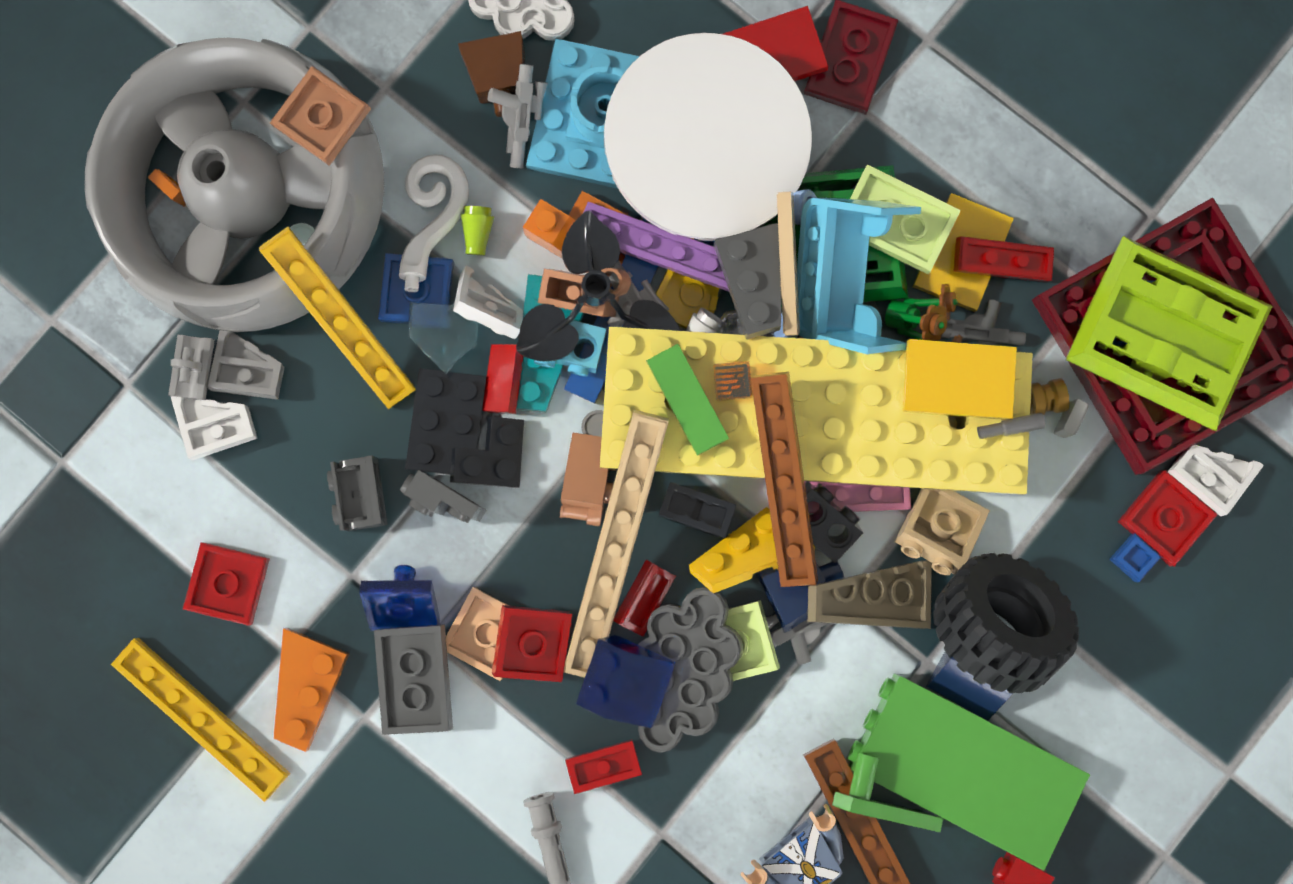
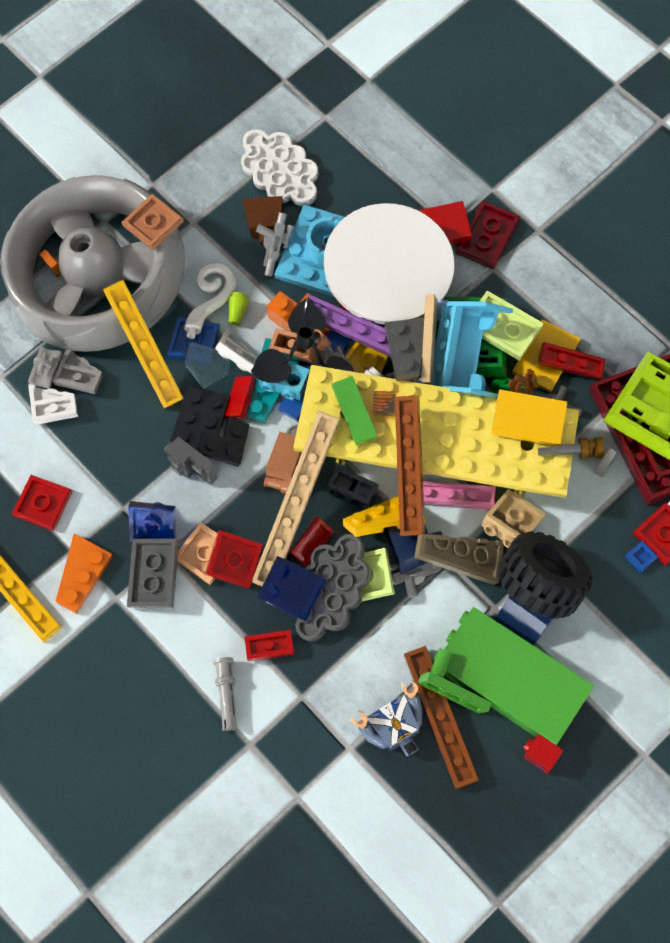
camera: 10 degrees right, 15 degrees down
(357, 493) = (136, 456): dark grey hinge -> none
(827, 516) = (438, 500): black brick -> none

